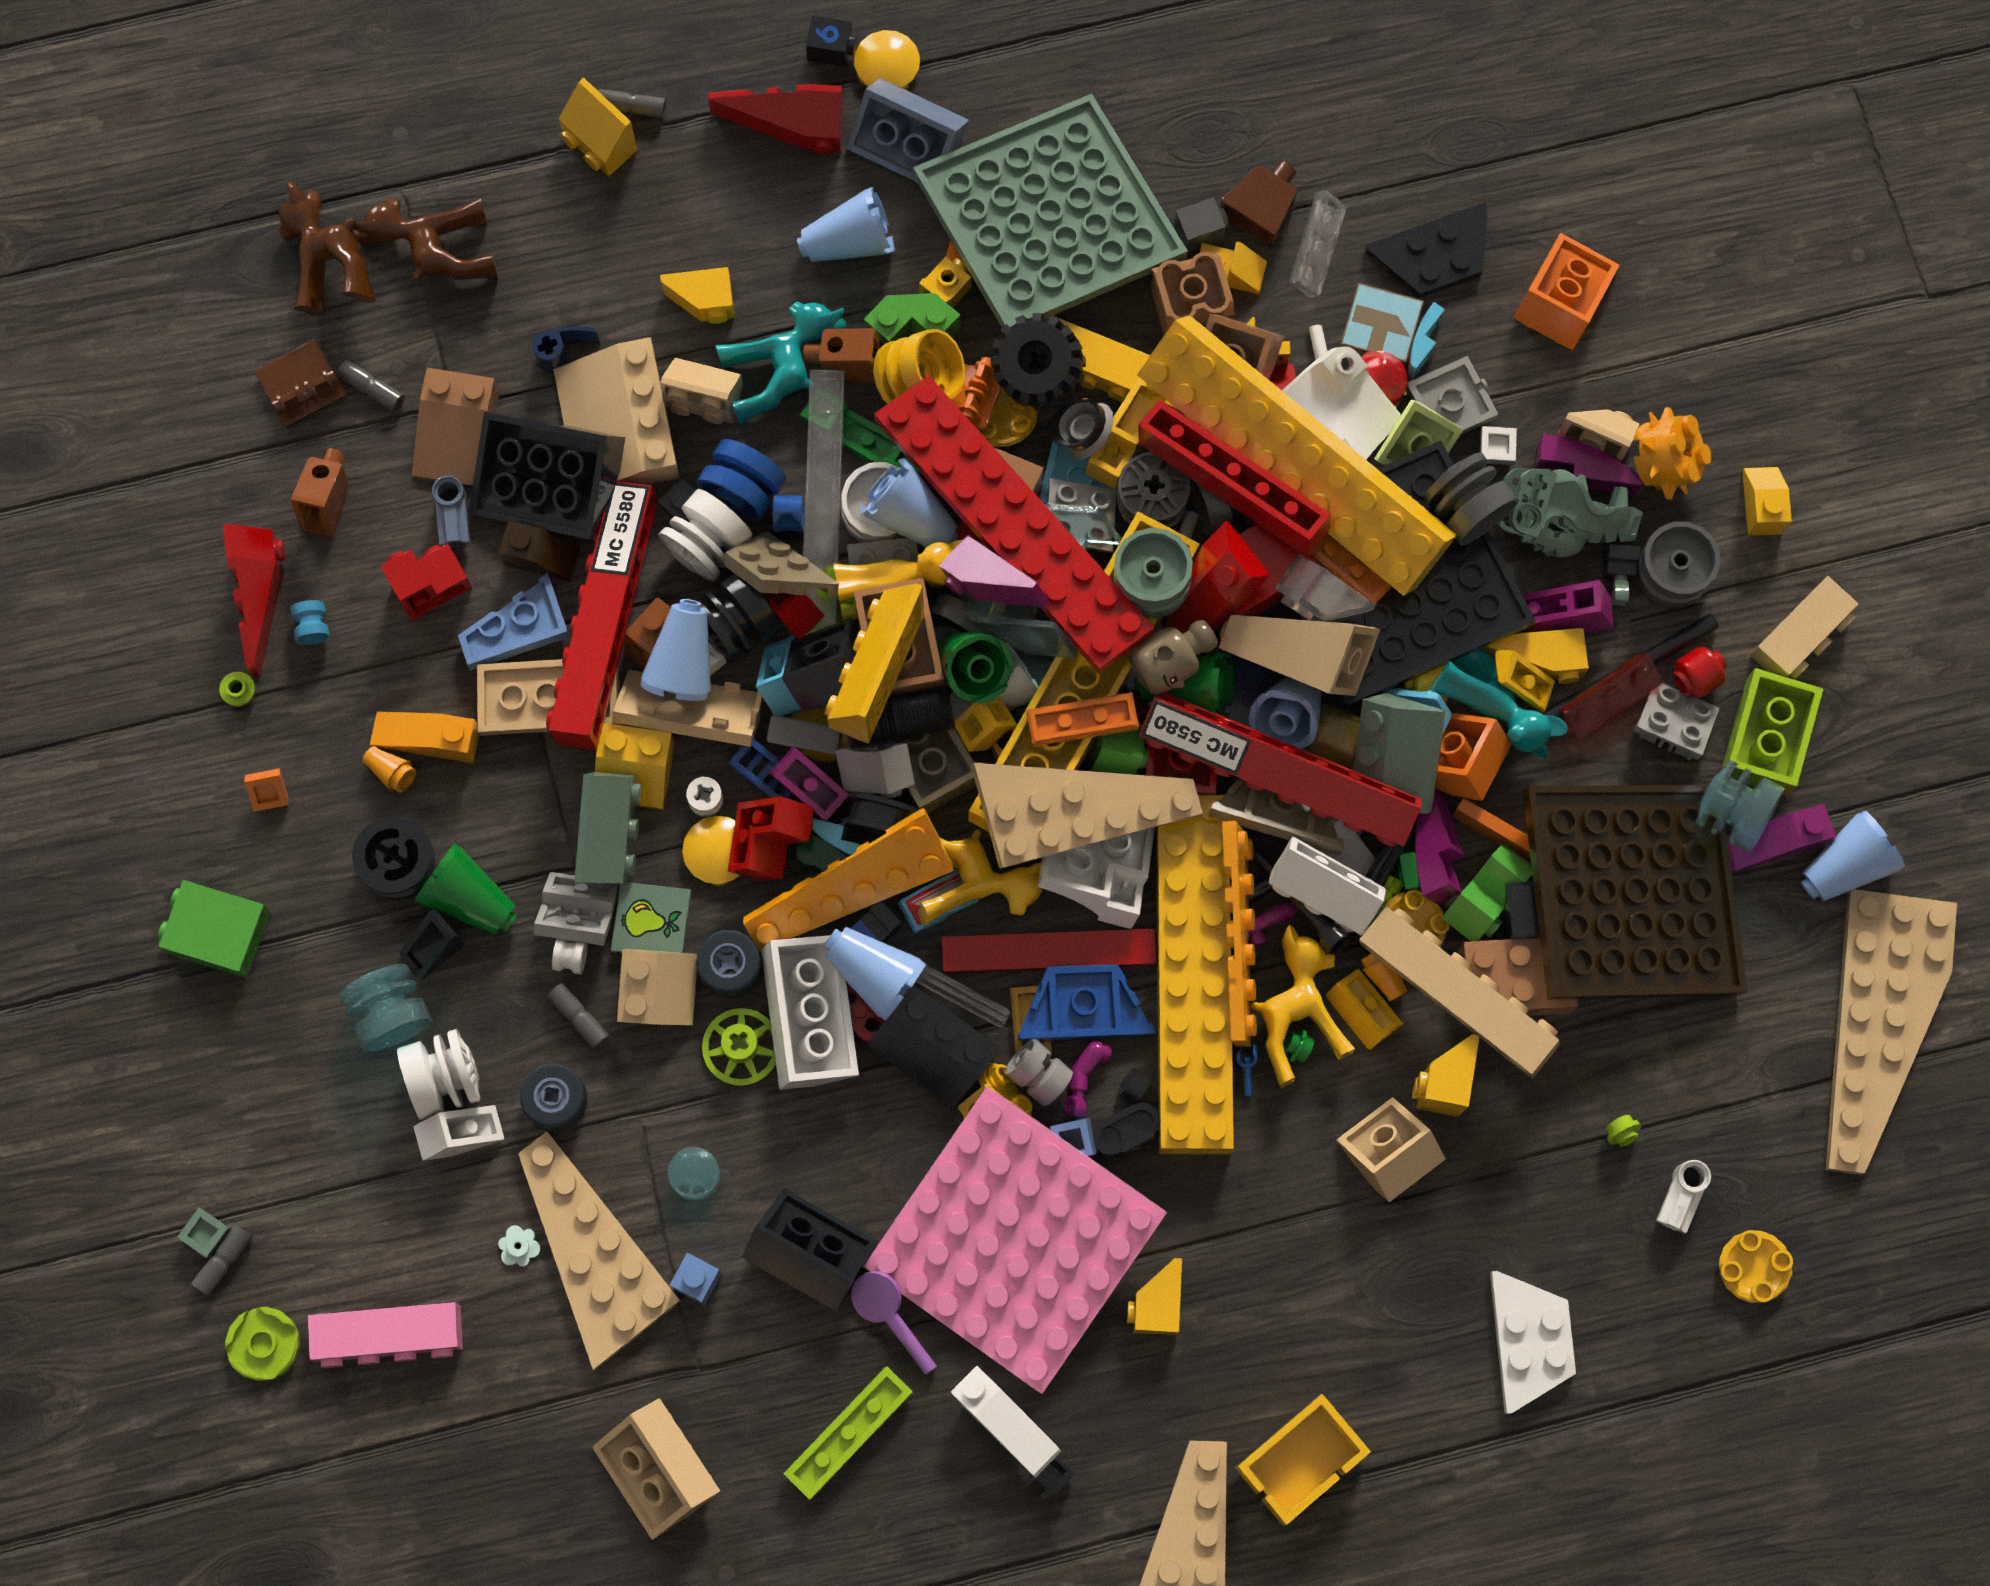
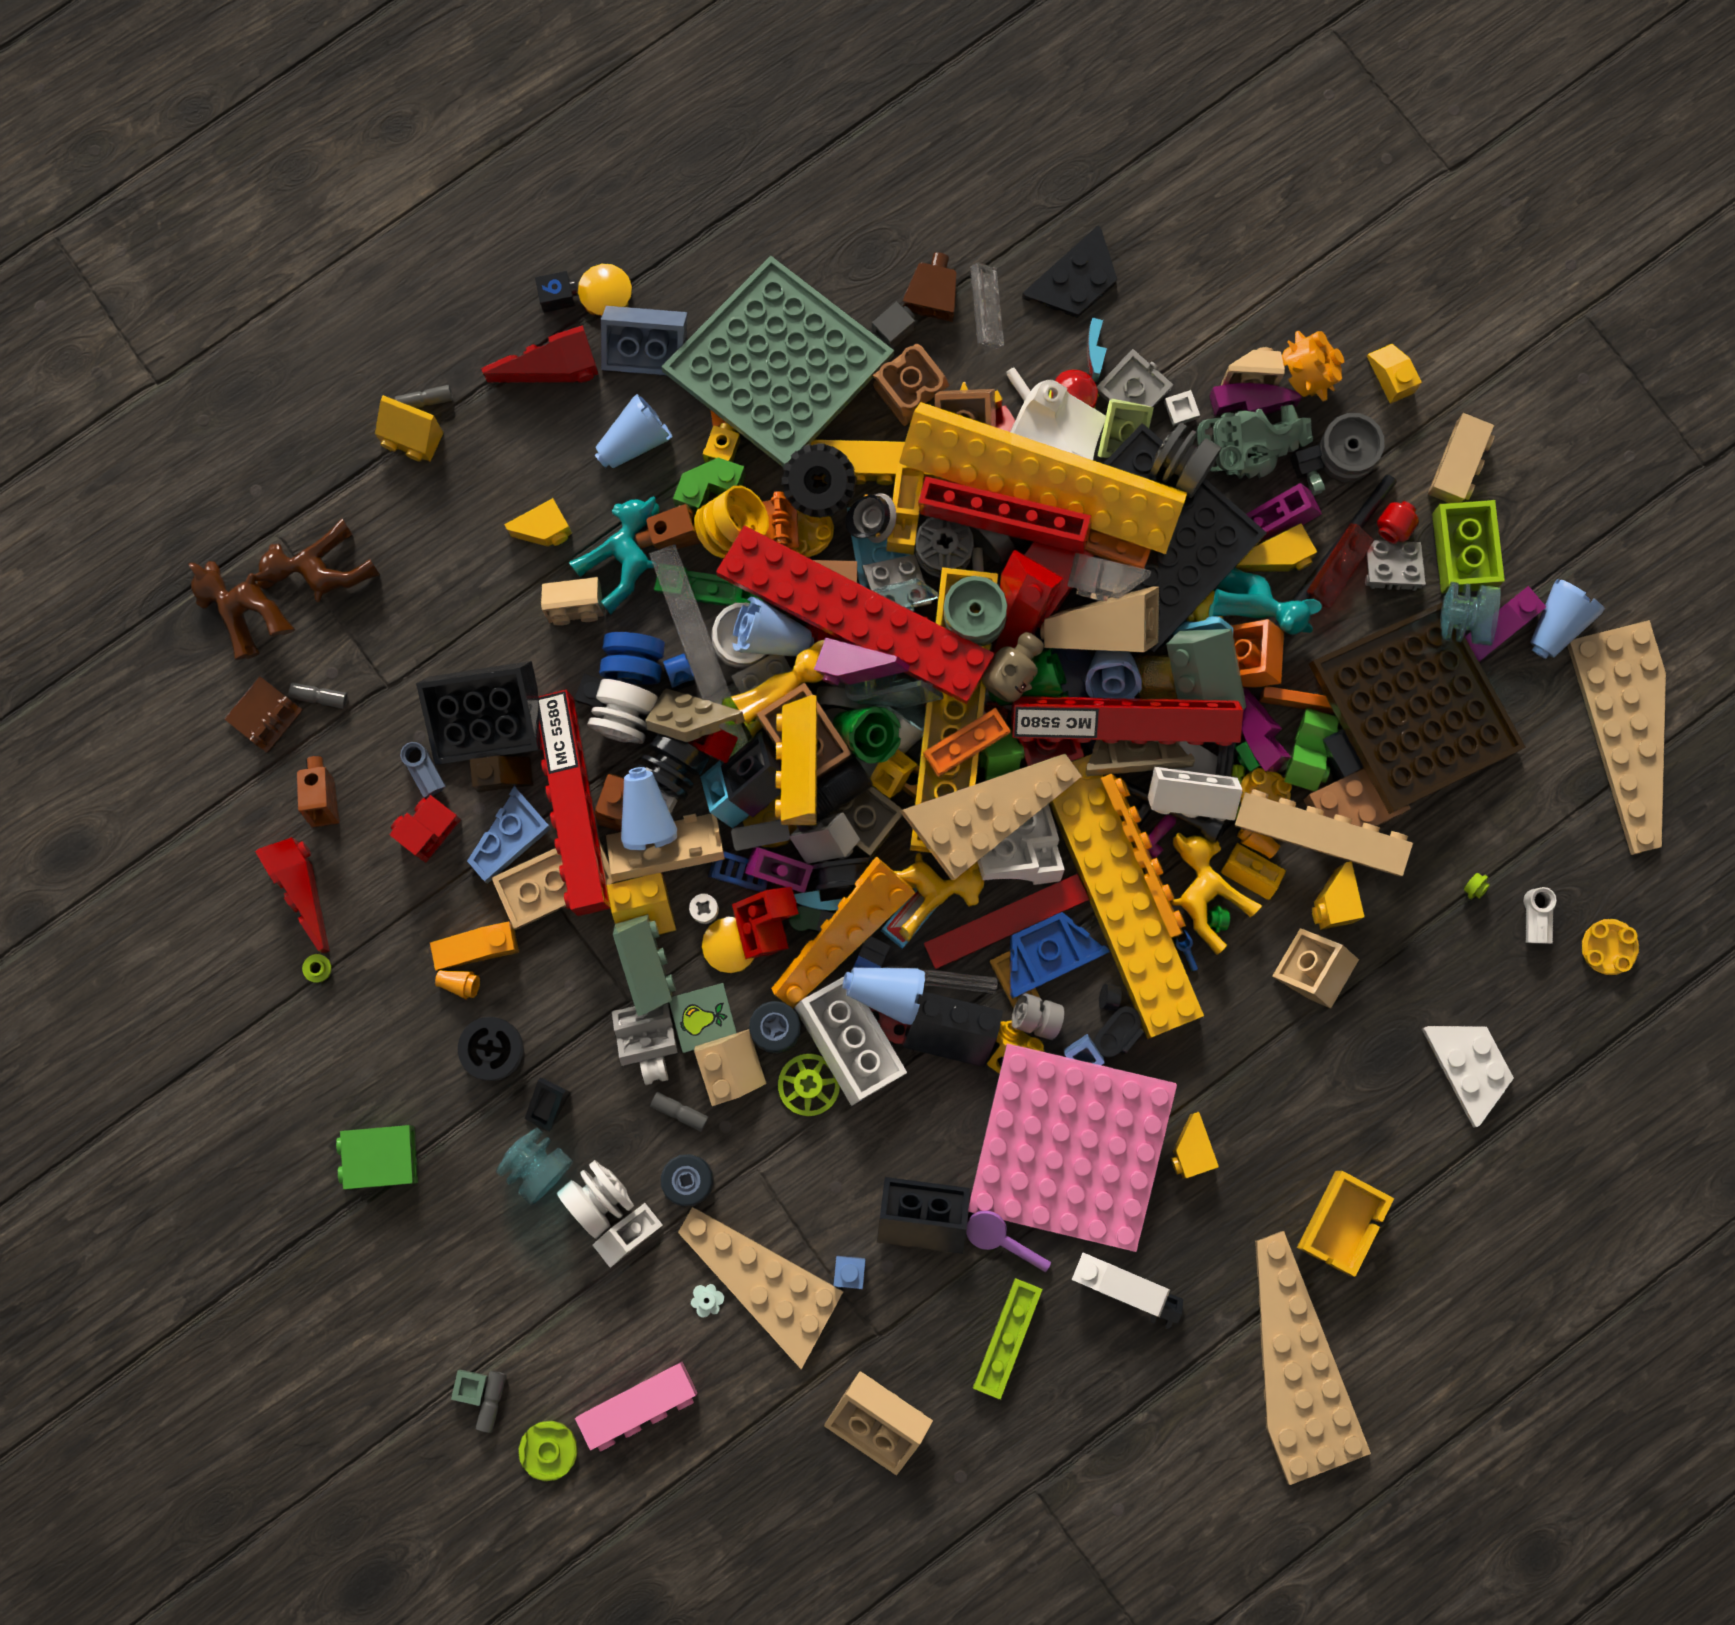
camera: 20 degrees left, 5 degrees up
(266, 790) = (372, 1036): orange plate -> none
(309, 621) = (350, 895): dark azure wheel -> none
(451, 424) = (394, 702): medium nougat slope -> none
(466, 893) = (557, 1054): green cone -> none
(555, 339) = (445, 604): dark blue panel -> none
(622, 396) = (514, 630): tan slope -> none
(694, 1174) = (815, 1194): clear light blue wheel -> none
(1093, 1054) = (1067, 997): magenta arm -> none
(1242, 266) = (937, 344): yellow slope -> none
(1381, 322) = (1057, 348): medium azure tile -> none
(1523, 679) = (1273, 579): yellow slope -> none
(1566, 291) = (1185, 271): orange slope -> none

